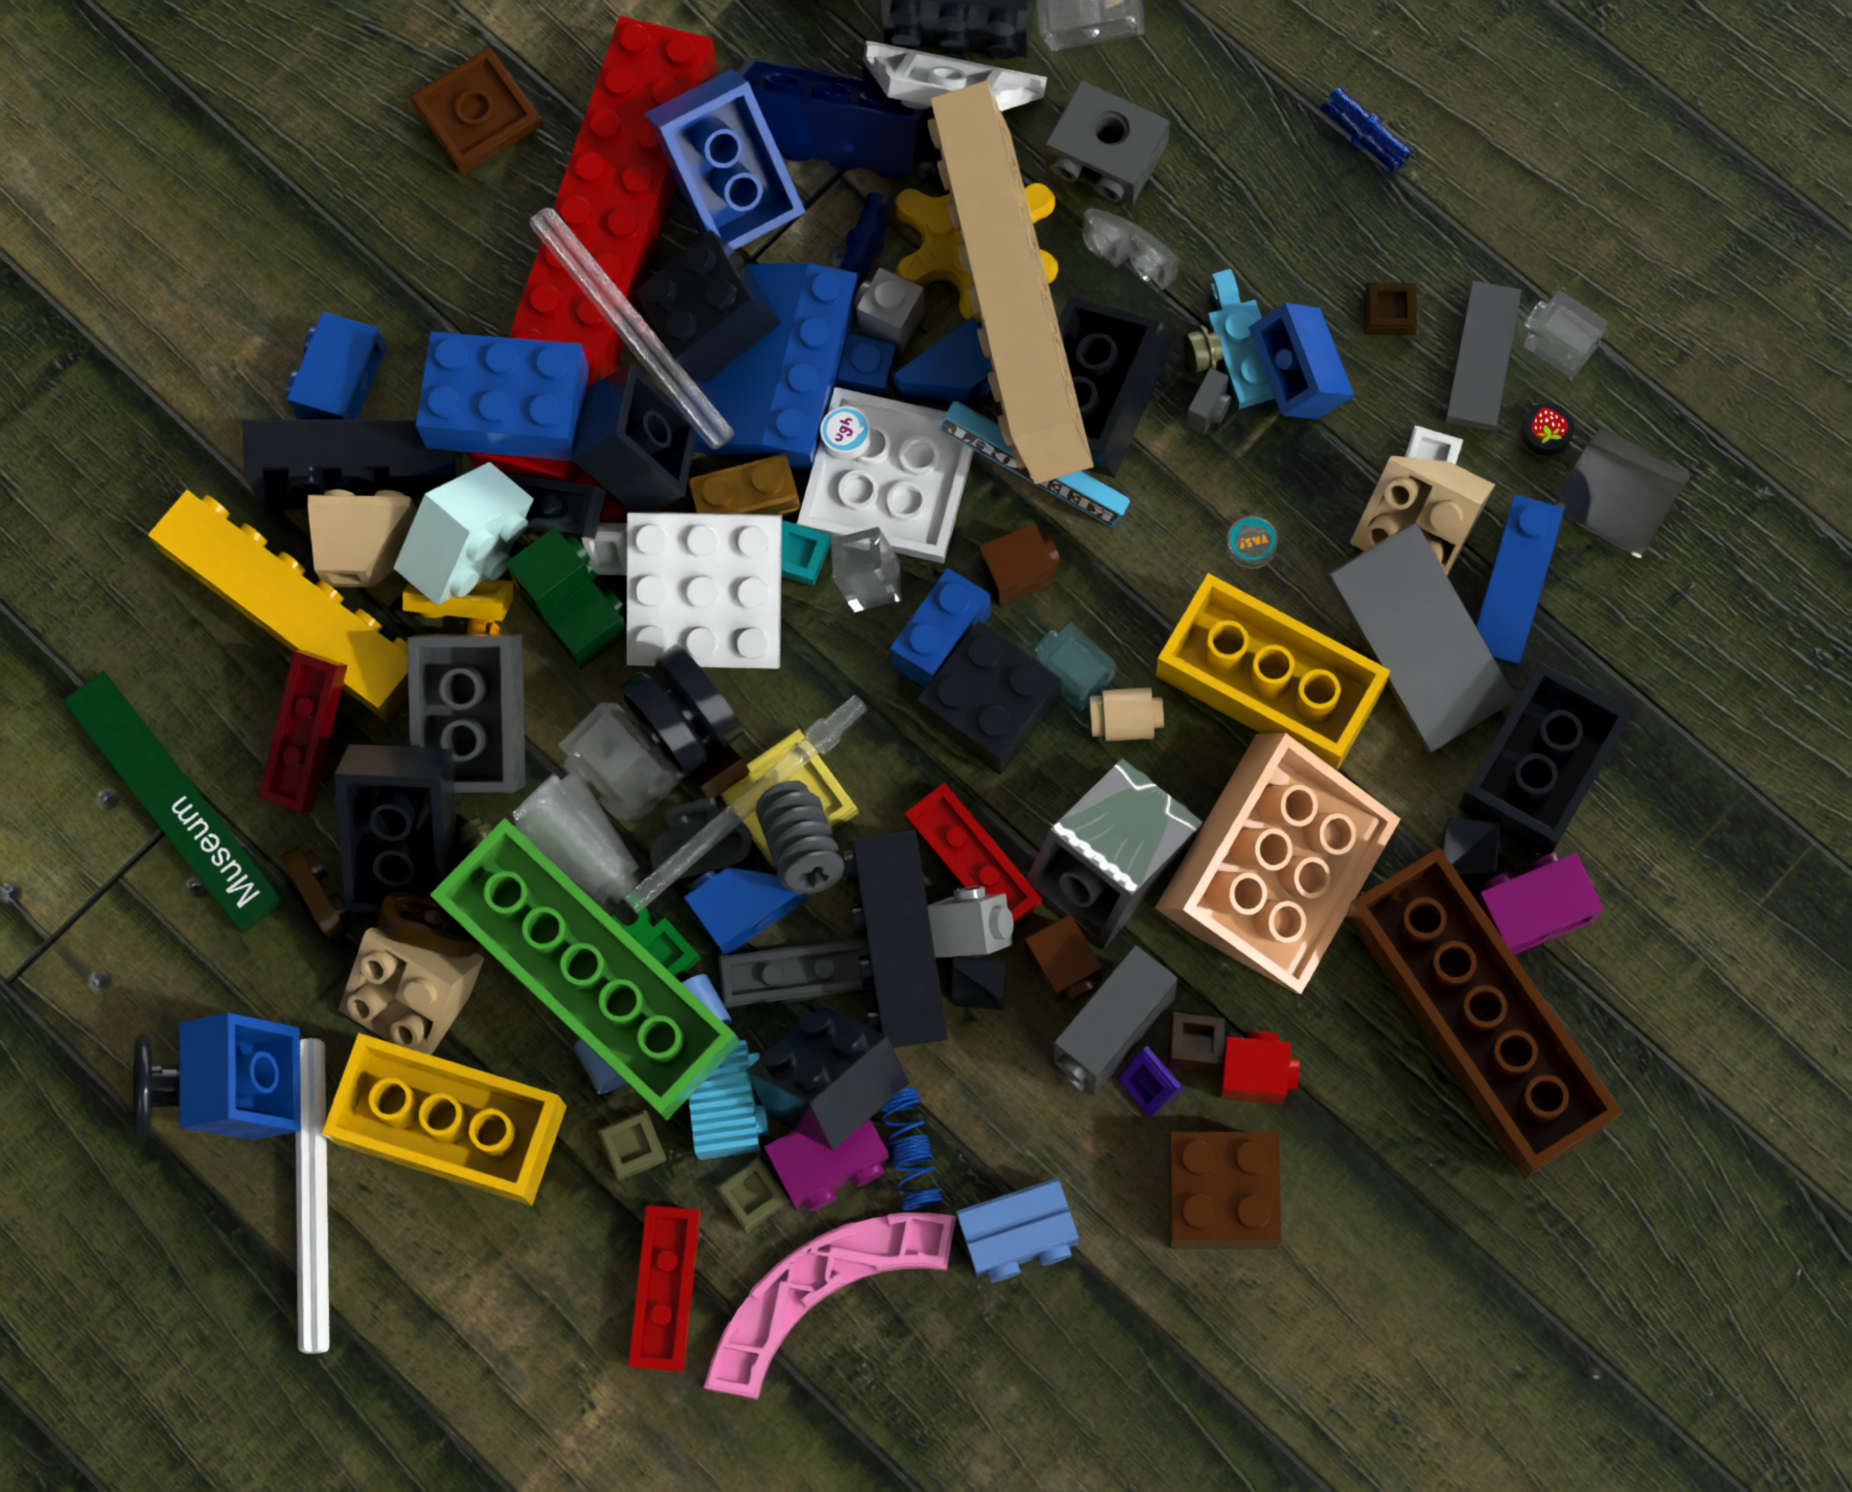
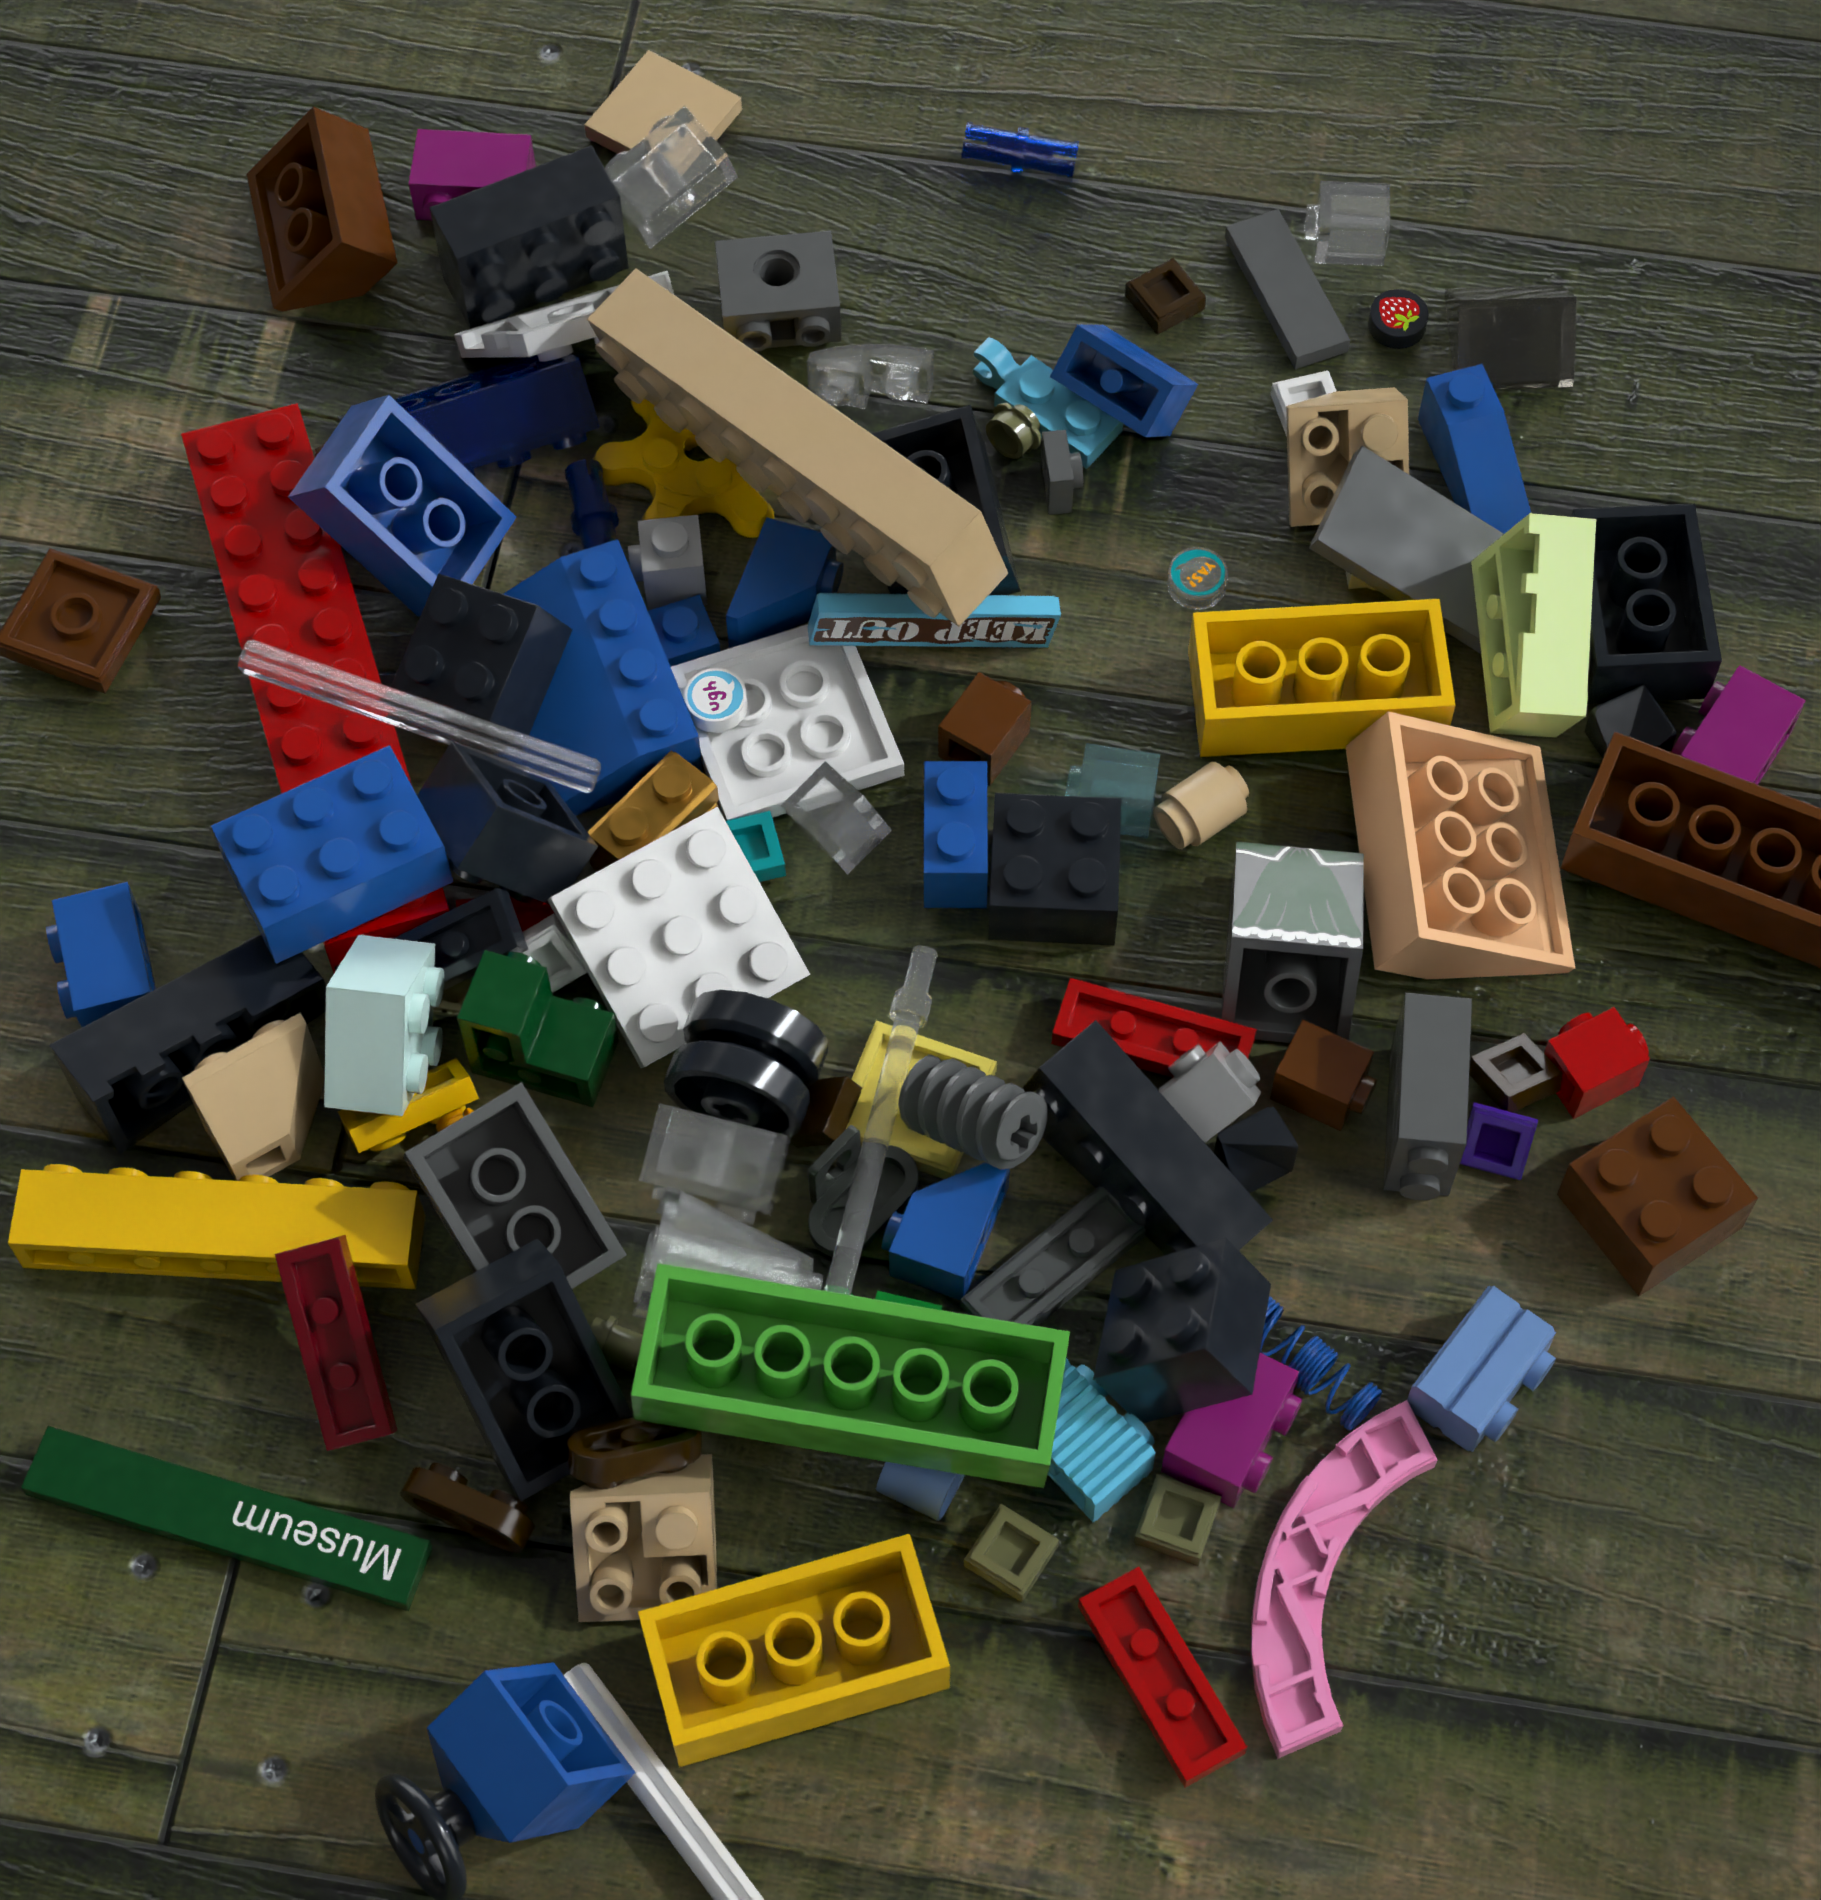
camera: 40 degrees left, 10 degrees down
(1447, 734) = (1536, 624): none -> yellowish green wedge

